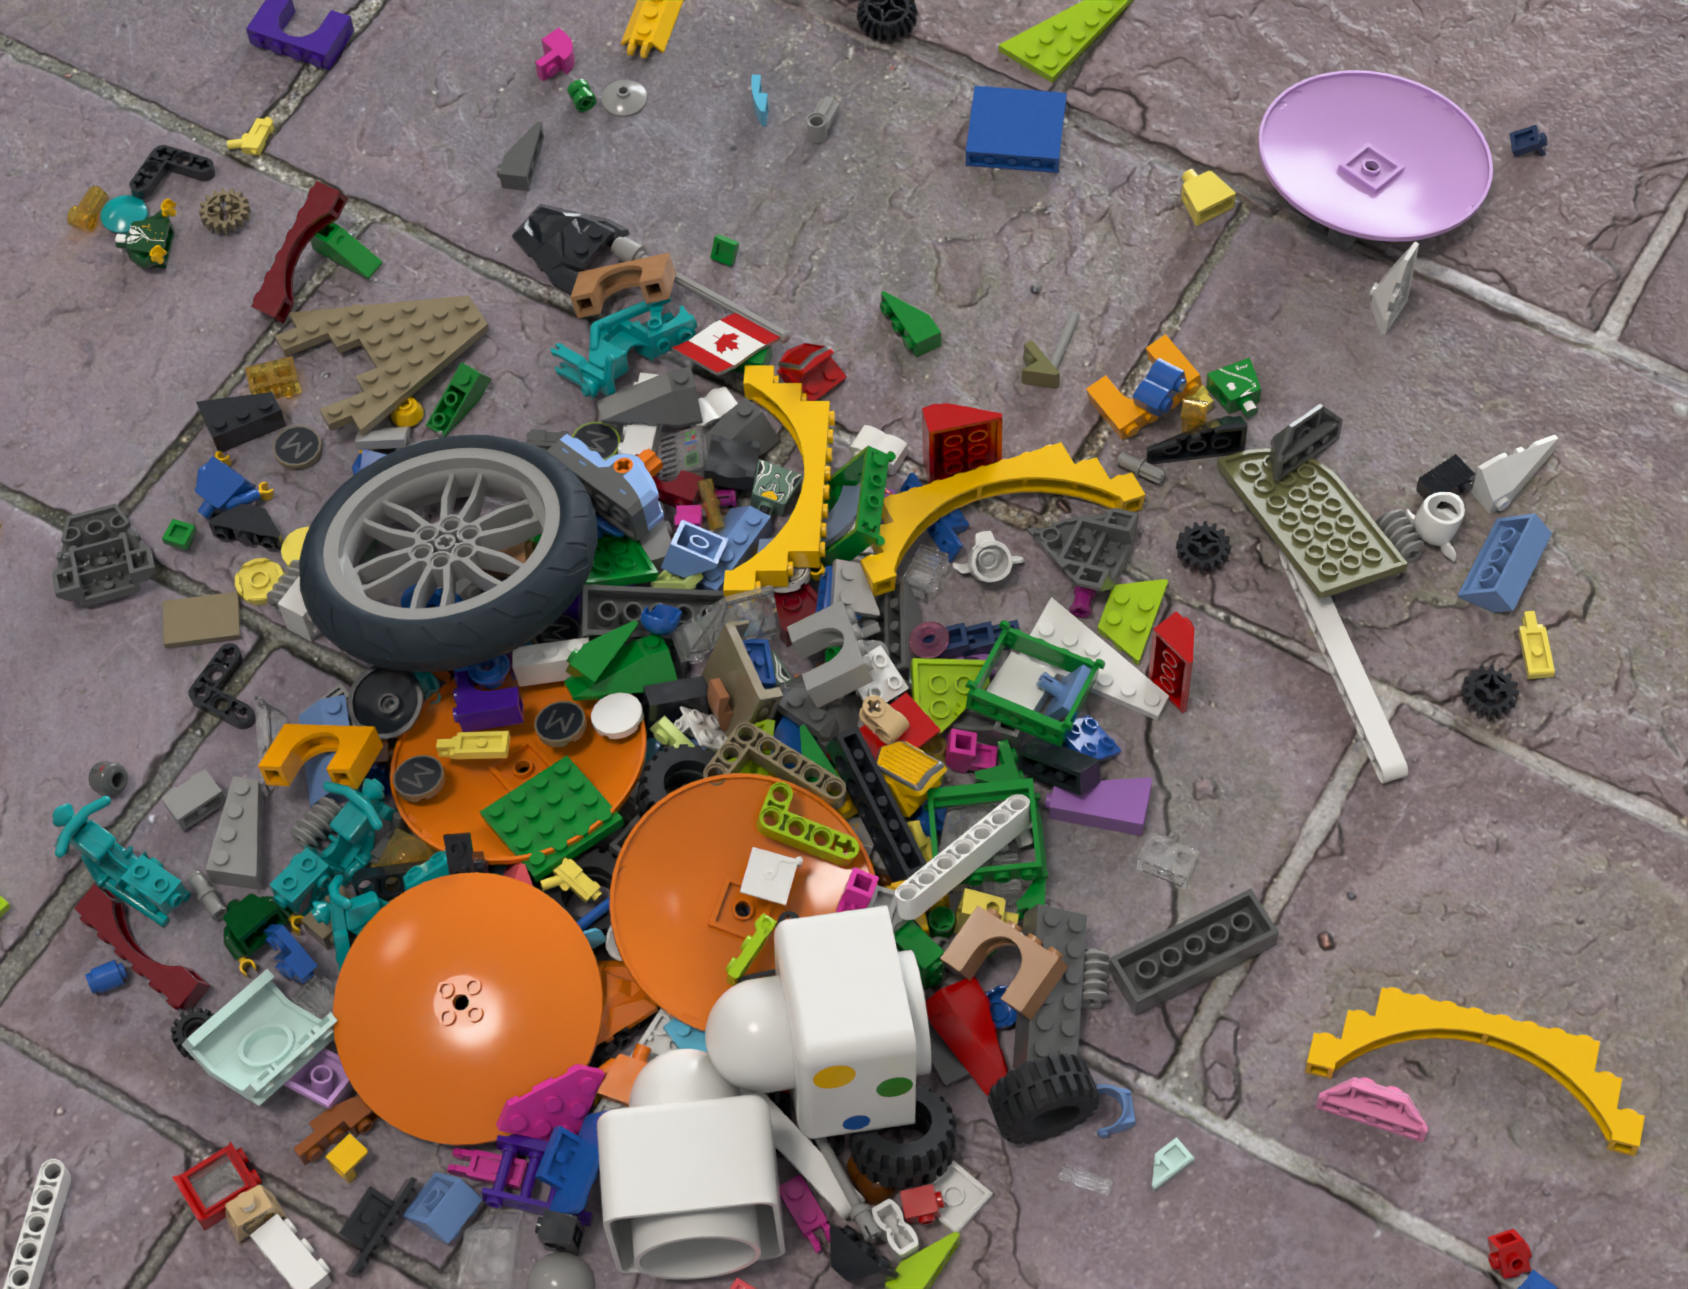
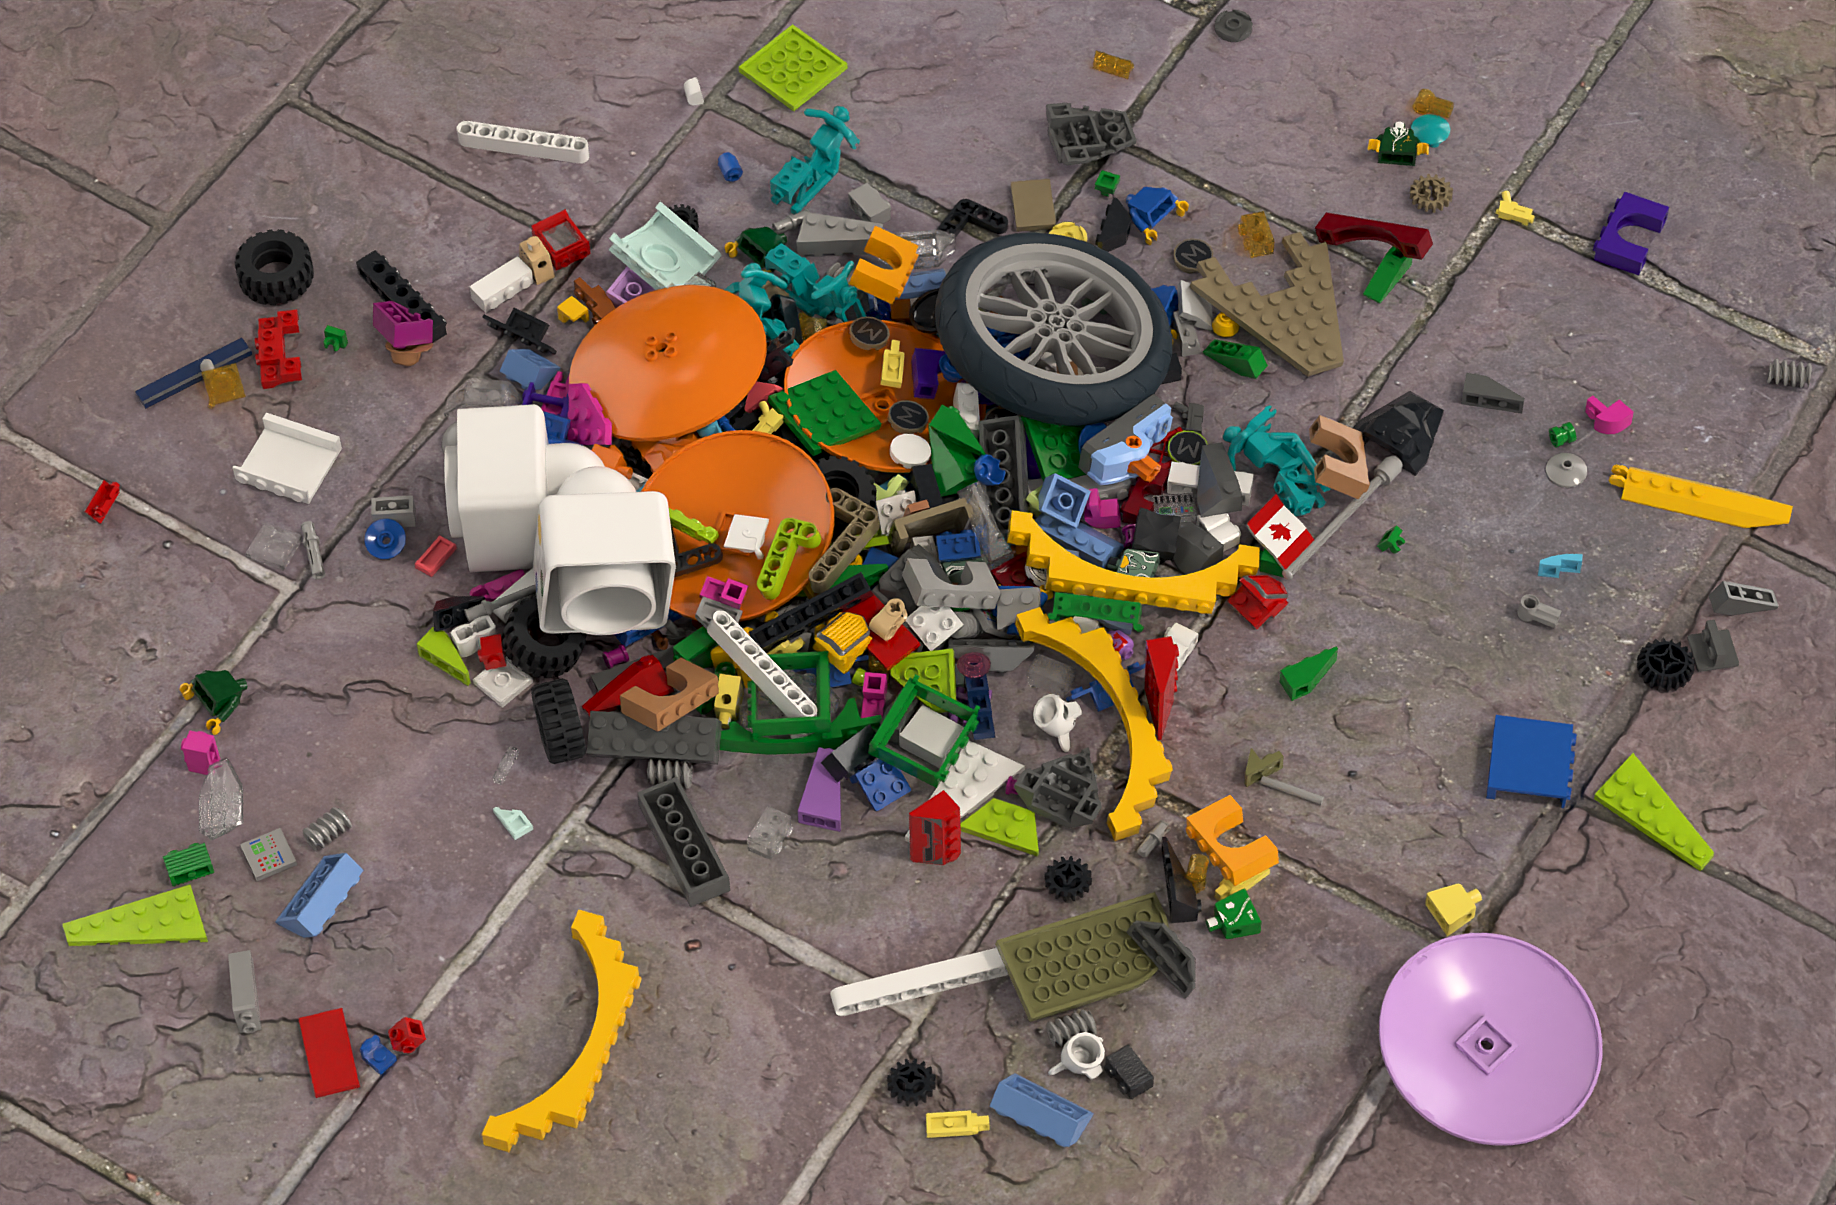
camera: 90 degrees right, 5 degrees down
(107, 915) = (721, 205): dark red arch -> none
(108, 778) = (892, 155): dark grey head -> none
(164, 159) = (1481, 150): black beam -> none
(240, 418) = (1216, 213): black wedge -> none
(293, 959) = (730, 265): blue plate -> none
(710, 504) = (1115, 520): clear yellow pin -> none
(1063, 692) = (925, 755): medium blue tile -> none
(1127, 1118) = (561, 793): medium blue helmet -> none
(1159, 388) = (1217, 838): blue brick -> none
(1375, 1106) = (540, 961): bright pink wedge -> none
(1393, 290) = (1328, 1038): white wedge -> none
(1505, 476) = (1123, 1114): white wedge -> none
(1528, 140) = (1523, 1187): dark blue bracket -> none

